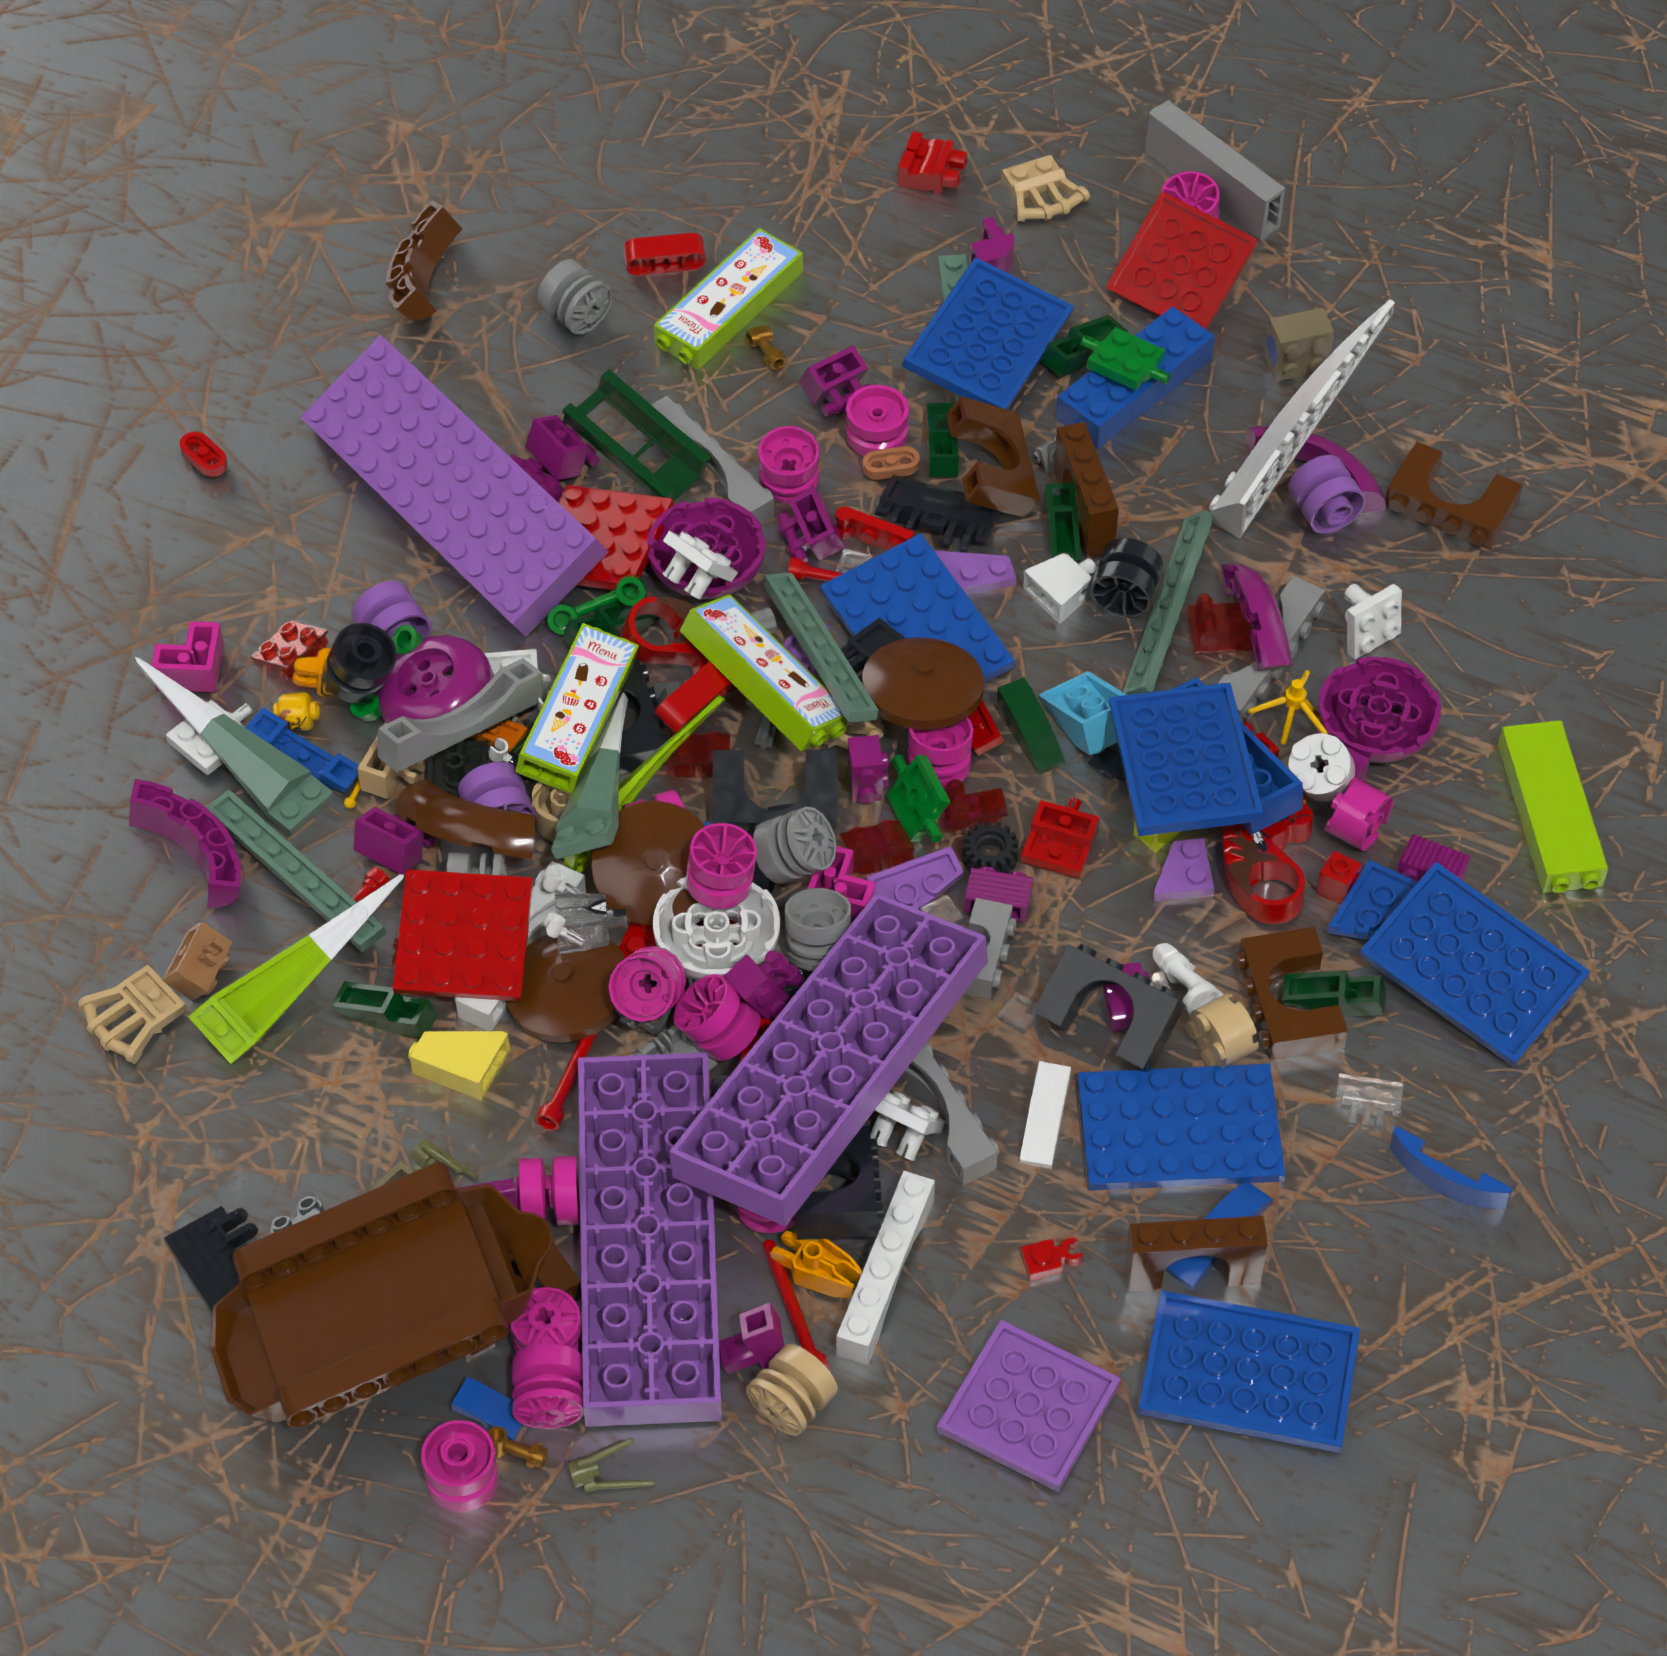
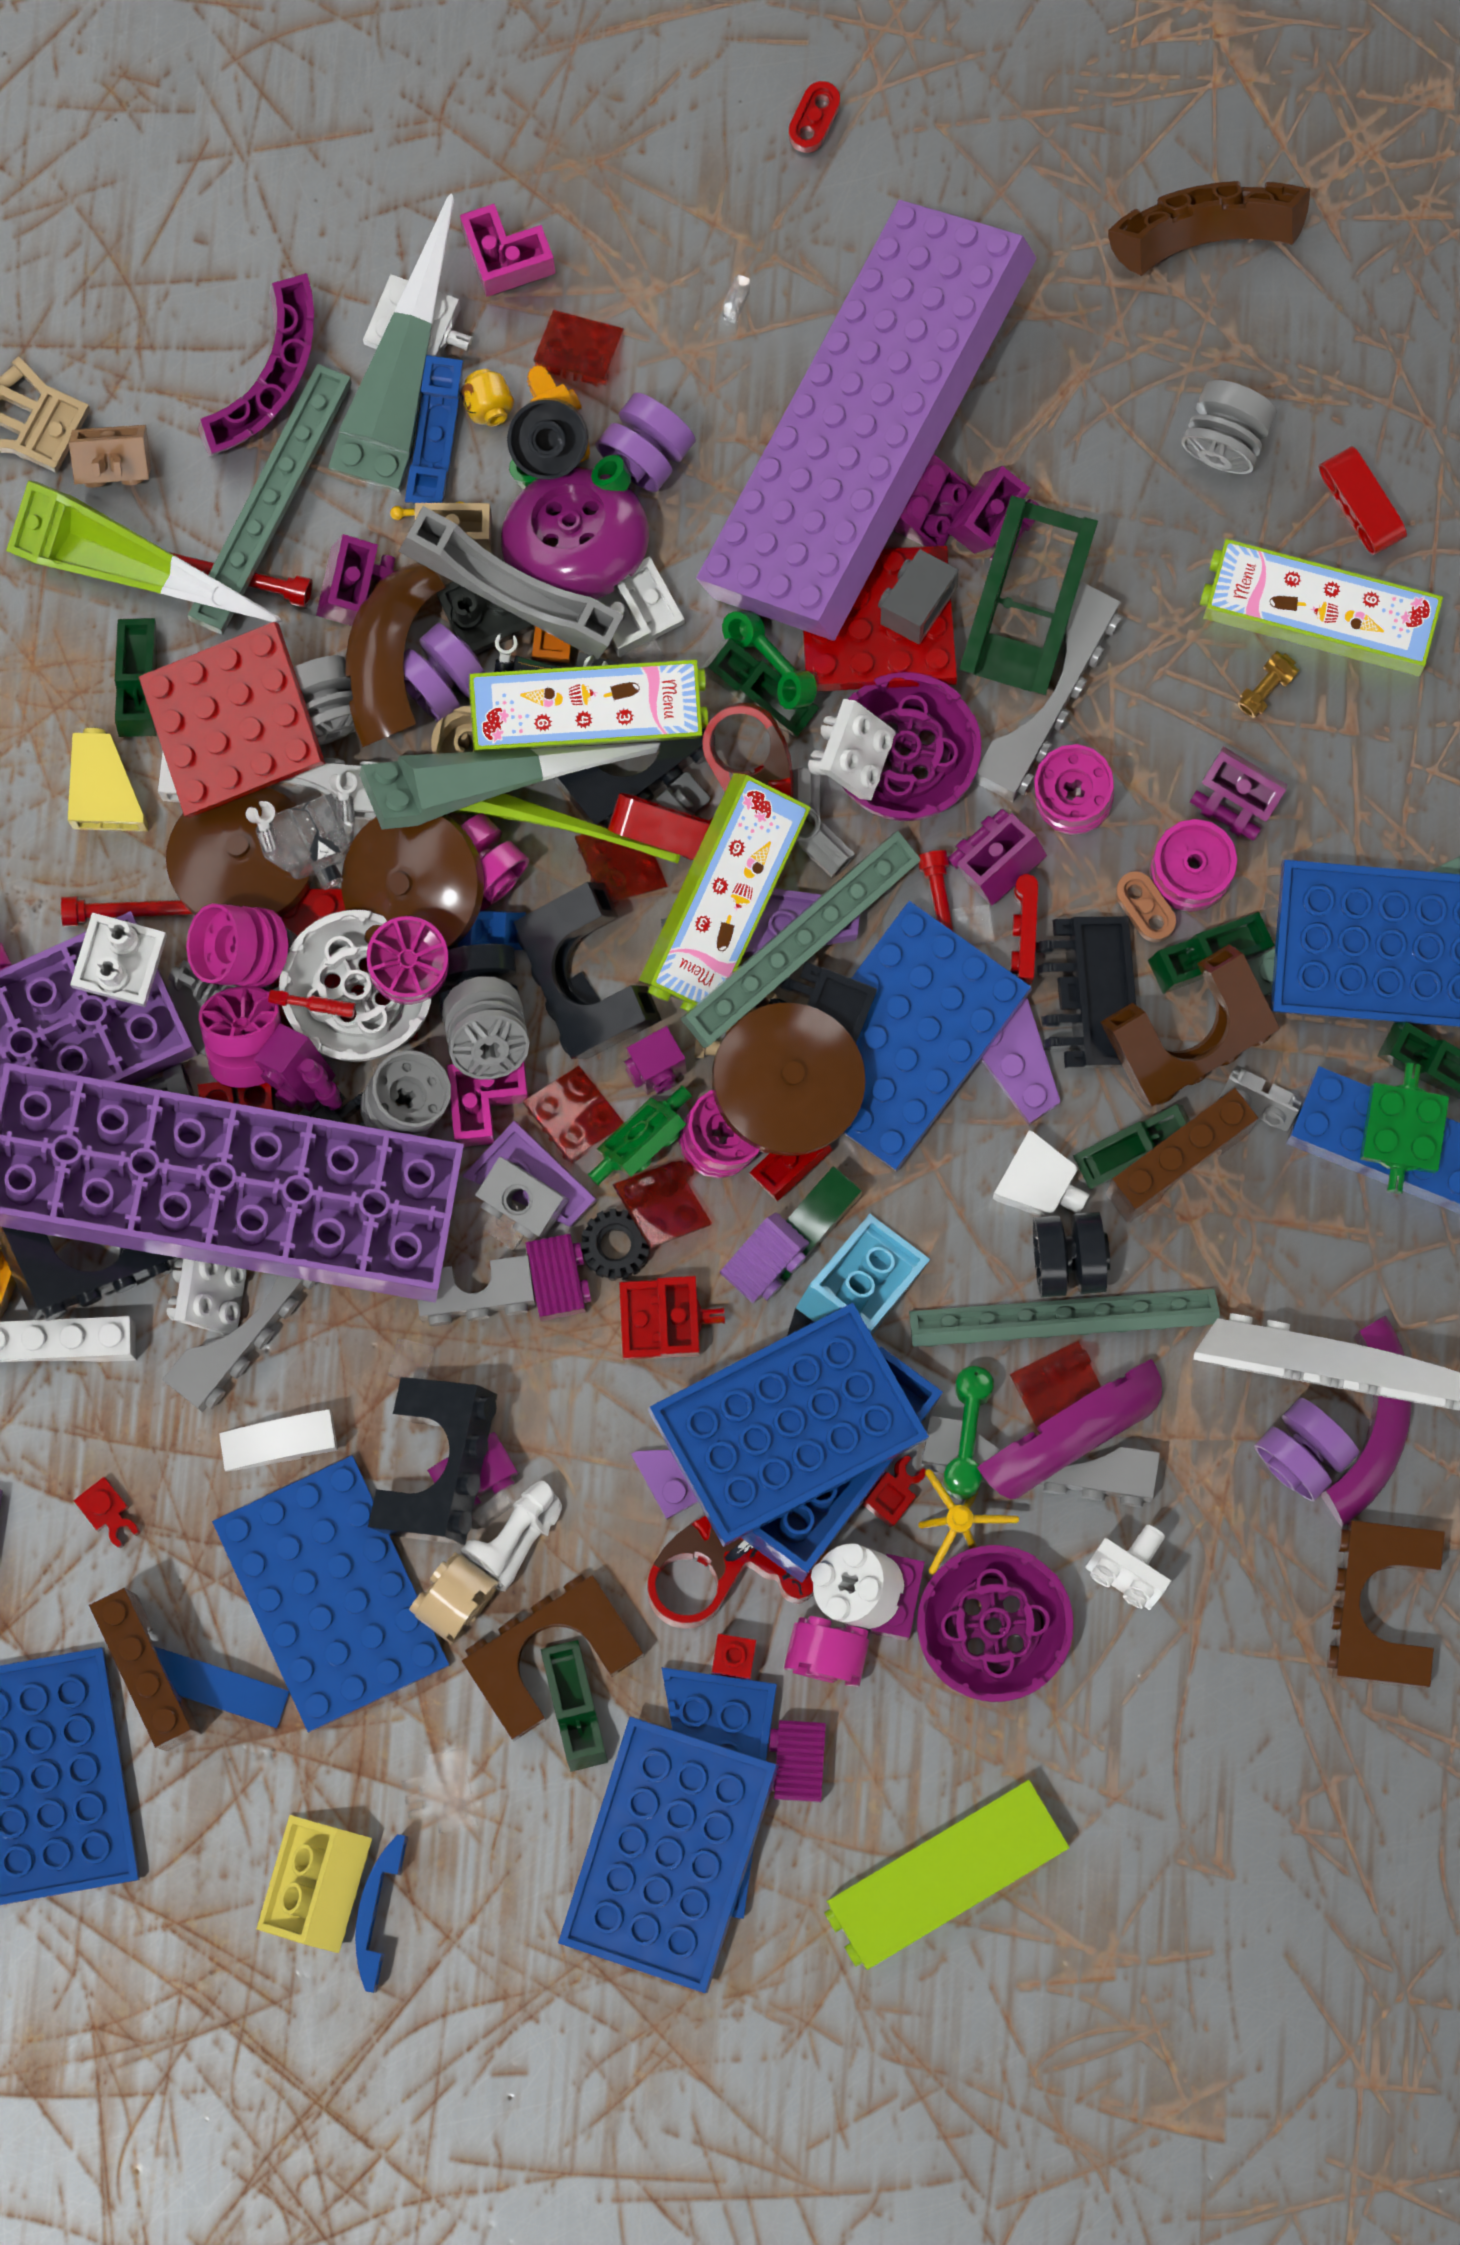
camera: 70 degrees right, 25 degrees up
(312, 541) = (736, 298): none -> clear tile
(601, 496) = (918, 596): none -> dark grey piece
(615, 1070) = (118, 959): none -> white plate
(719, 949) = (314, 1003): none -> red piece
(939, 872) = (543, 1206): none -> light grey brick
(1046, 755) = (765, 1258): none -> medium lavender brick
(1262, 685) = (961, 1475): none -> green piece
(1407, 1209) = (314, 1884): none -> light yellow slope

